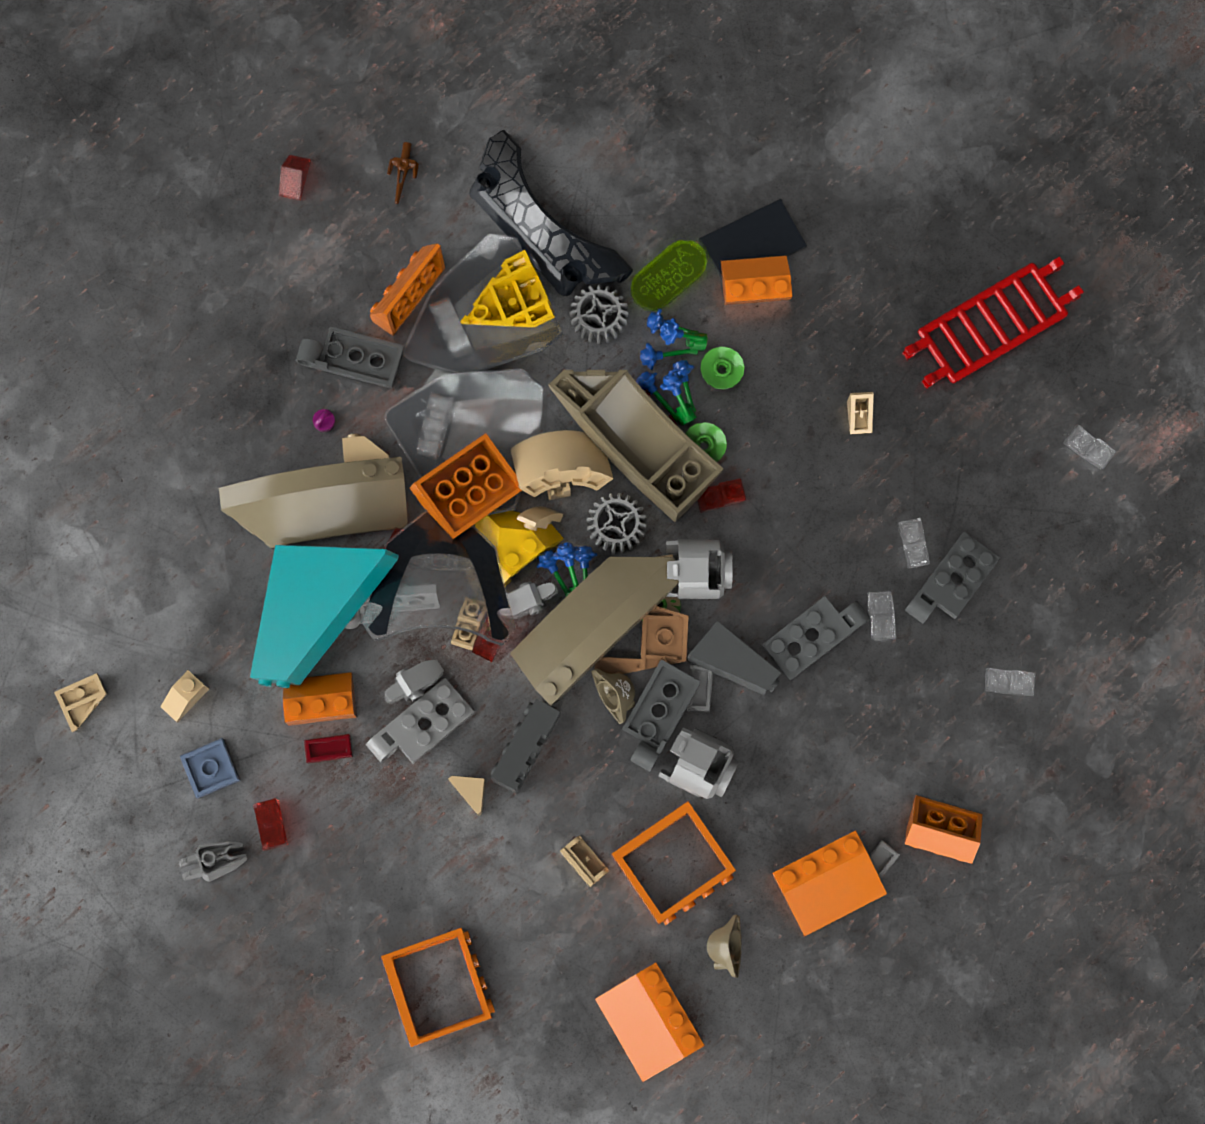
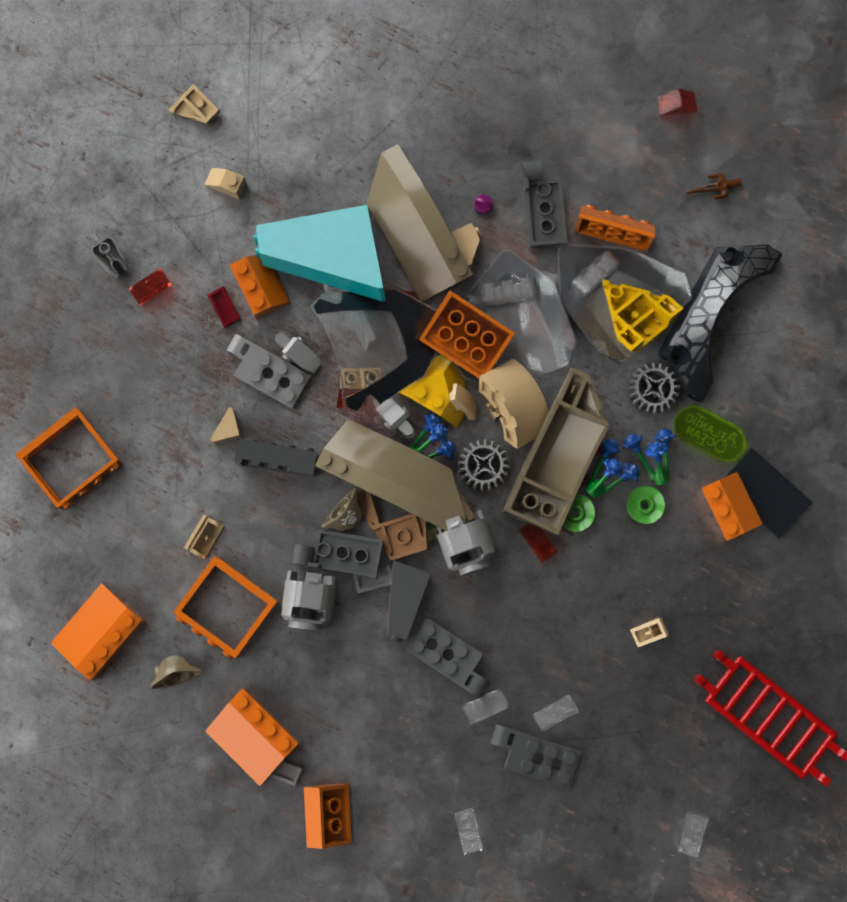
camera: 75 degrees right, 5 degrees up
(209, 768) = (177, 223): sand blue tile -> none

